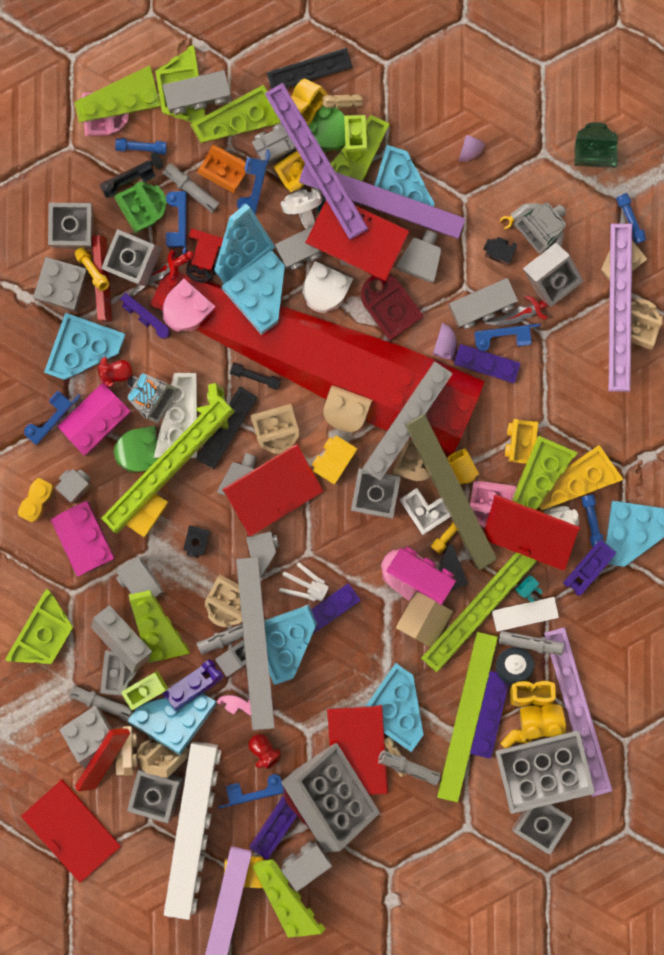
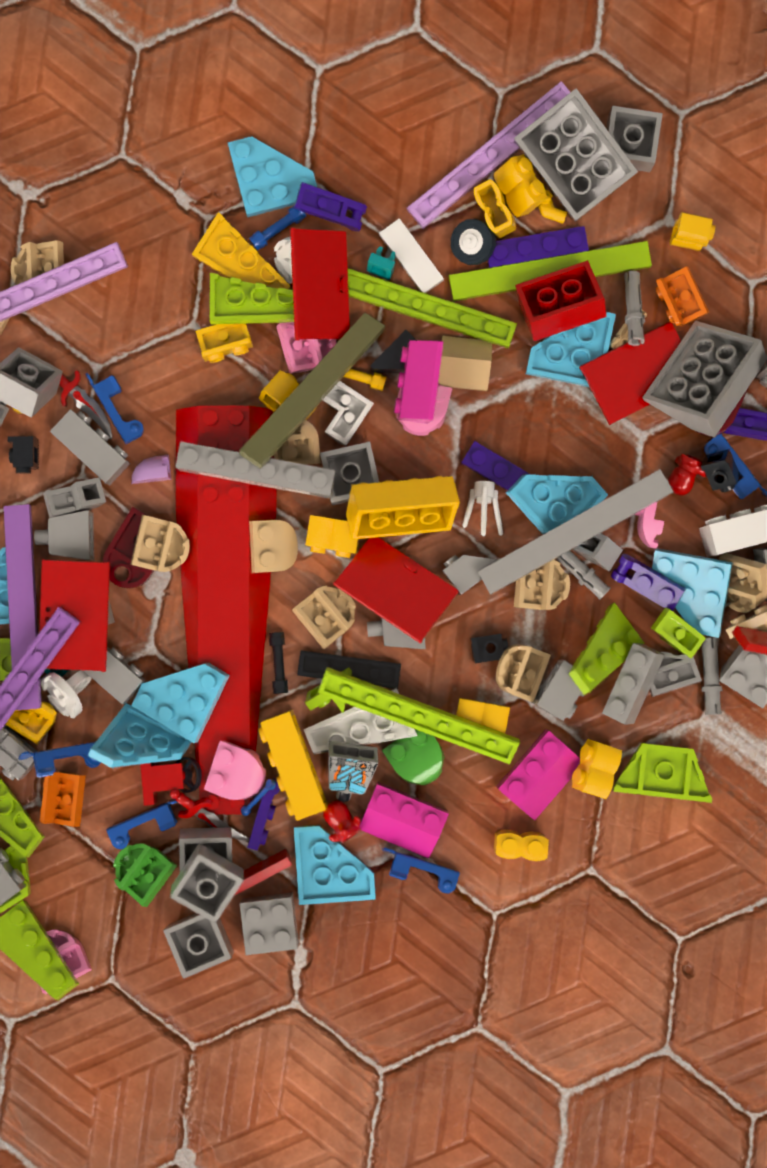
camera: 100 degrees left, 0 degrees up
(68, 583) = (596, 768): none -> yellow brick
(73, 484) = (486, 811): light grey brick -> none
(99, 280) = (247, 885): yellow bar -> none
(112, 251) = (207, 883): none -> light grey brick
(122, 145) = (84, 922): blue bar -> none
(144, 170) = (102, 886): black piece -> none
(164, 330) = (270, 785): none -> blue hinge
(168, 558) = (521, 671): none -> tan slope
(172, 354) = (294, 765): none -> yellow brick
(183, 181) = (96, 836): light grey pin -> none
(254, 779) = (722, 464): none -> black brick
(325, 288) = (148, 627): white slope -> none
(331, 520) = (402, 507): none -> yellow brick
(383, 324) = (160, 545): none -> tan slope
(402, 809) = (681, 297): none -> orange bracket
(438, 712) = (561, 300): none -> red brick
(448, 275) = (78, 497): none -> light grey brick
(448, 838) = (692, 231): none -> yellow brick
(487, 363) = (155, 415): dark purple plate -> none
(532, 643) = (439, 230): light grey pin -> none

